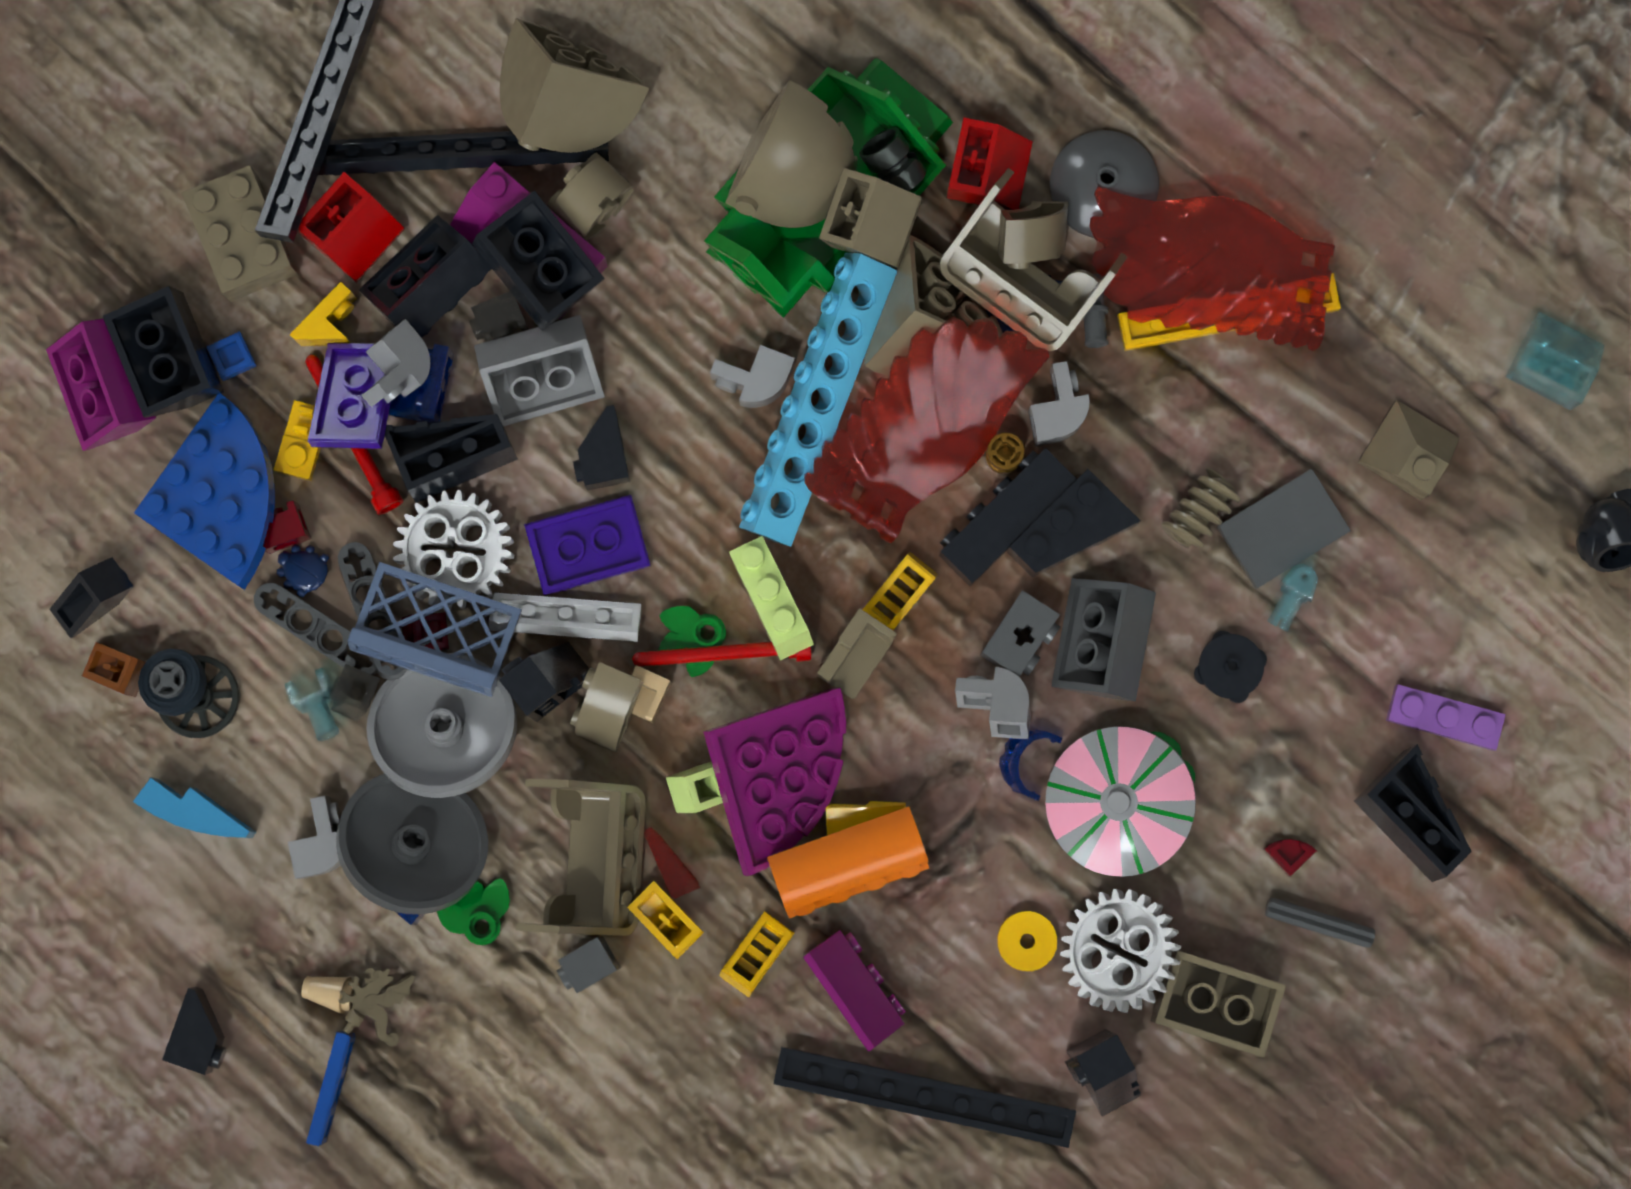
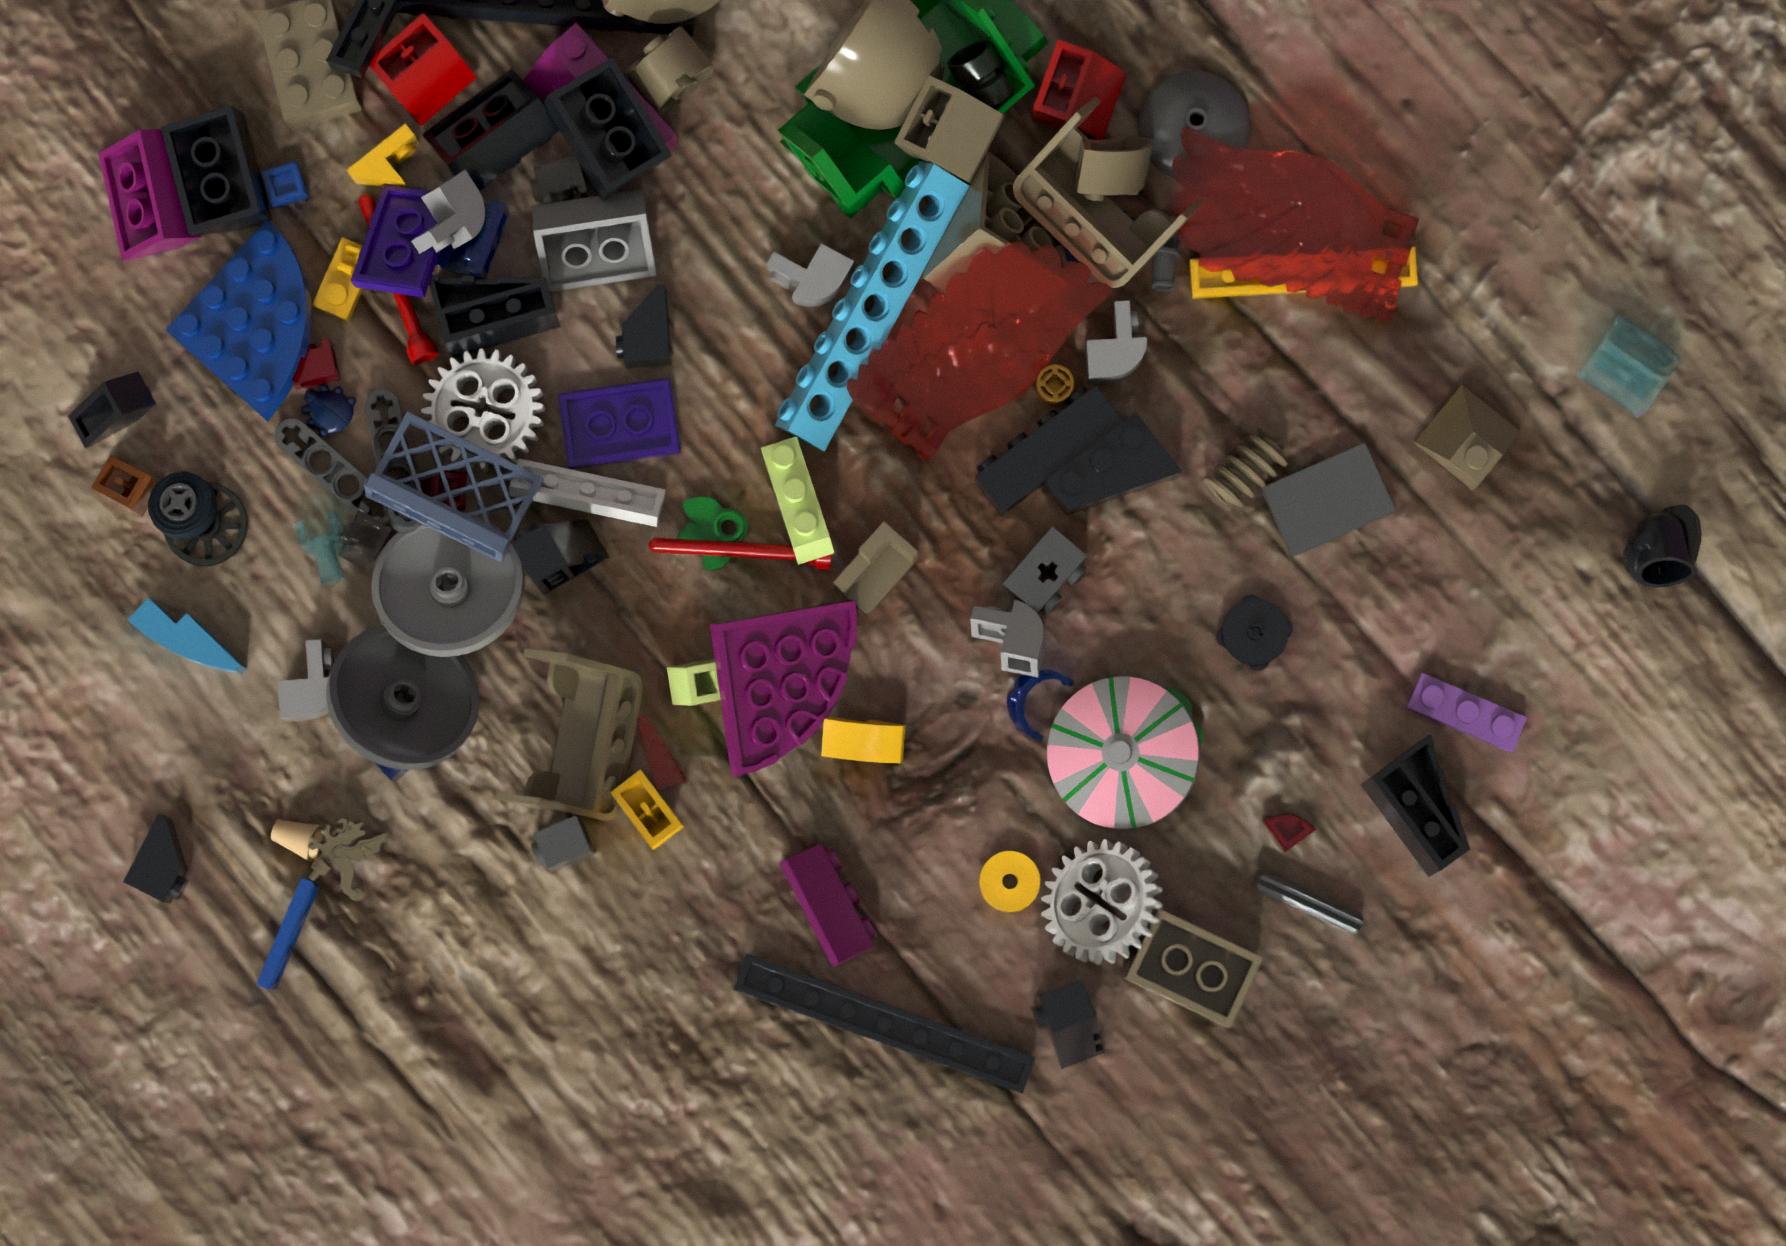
camera: 10 degrees right, 0 degrees up
(478, 904) = (459, 771): green plate -> none
(606, 706) = (616, 587): dark tan brick -> none
(651, 694) = (657, 581): tan panel -> none
(737, 980) = (711, 881): yellow slope -> none
(848, 862) = (839, 777): orange brick -> none
(921, 569) = (951, 489): yellow slope -> none
(1103, 639) = (1129, 587): dark grey slope -> none
(1294, 593) = (1329, 566): clear light blue piece -> none

